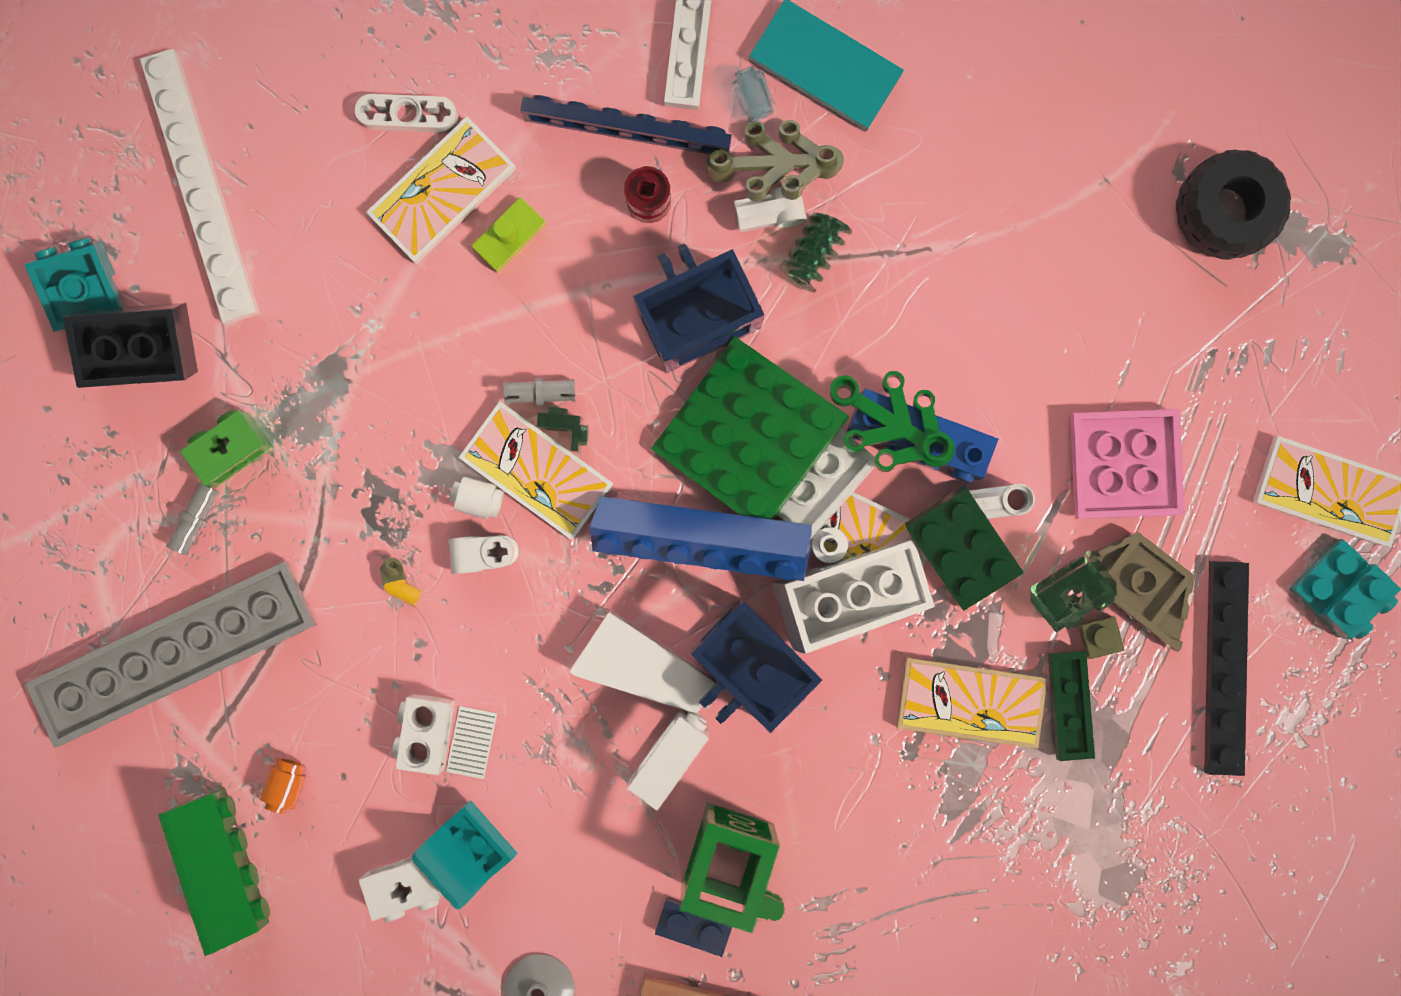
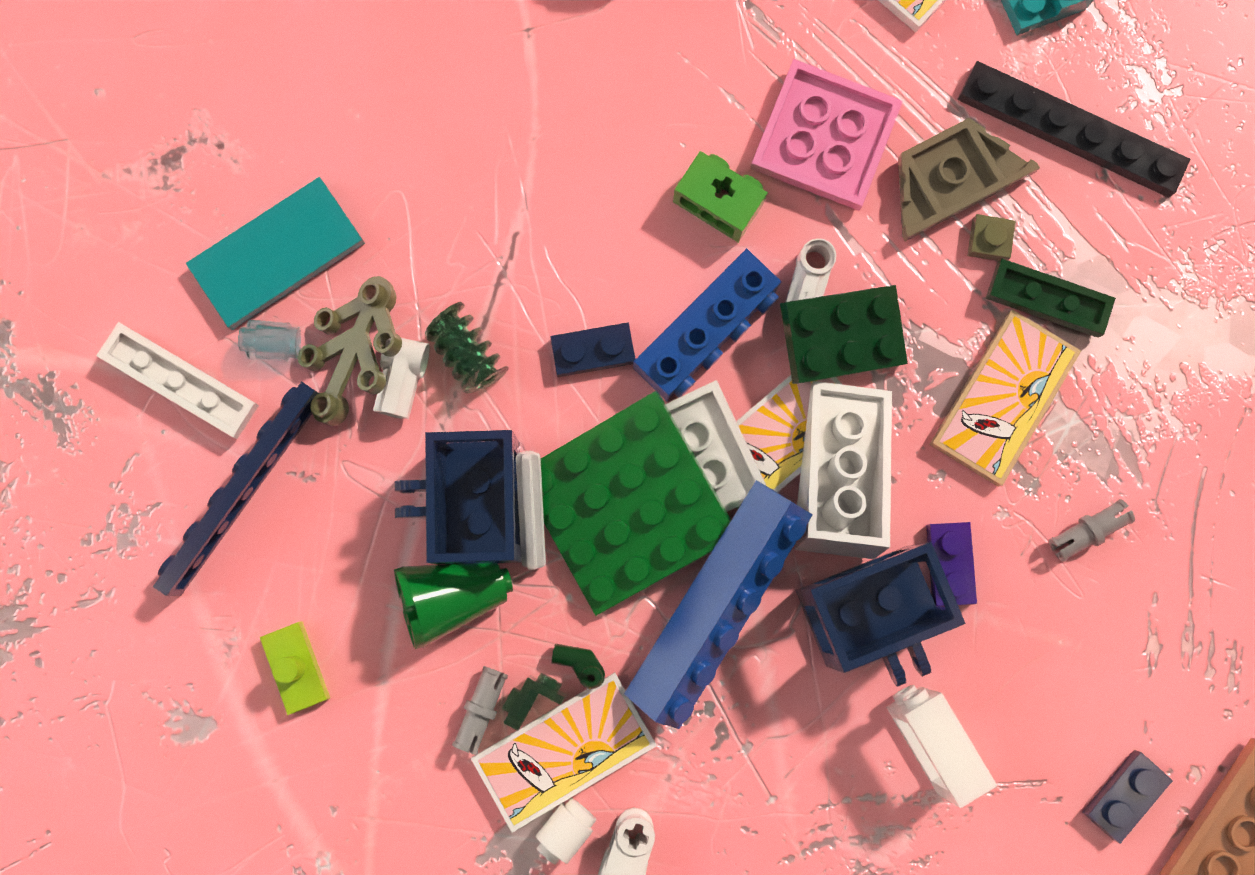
camera: 70 degrees left, 5 degrees down
(381, 121) = (105, 754): white beam -> none
(441, 190) = (211, 721): tile -> none
(610, 455) = (583, 662): none -> dark green arm
(615, 327) = (448, 596): none -> green cone
(640, 665) = (825, 730): white slope -> none
(647, 194) = (322, 498): dark red wheel -> none
(710, 360) = (530, 509): none -> white axle
(741, 834) = (1058, 700): green piece -> none
(818, 545) = (770, 476): white plate -> none
(818, 713) = (955, 553): none -> dark purple plate
(860, 352) = (593, 349): none -> dark blue plate
(893, 815) = (1092, 530): none -> light grey pin
(896, 425) = (687, 344): green plant -> none
(1022, 414) = (733, 211): none -> bright green brick
(1081, 575) = (937, 243): clear green brick -> none

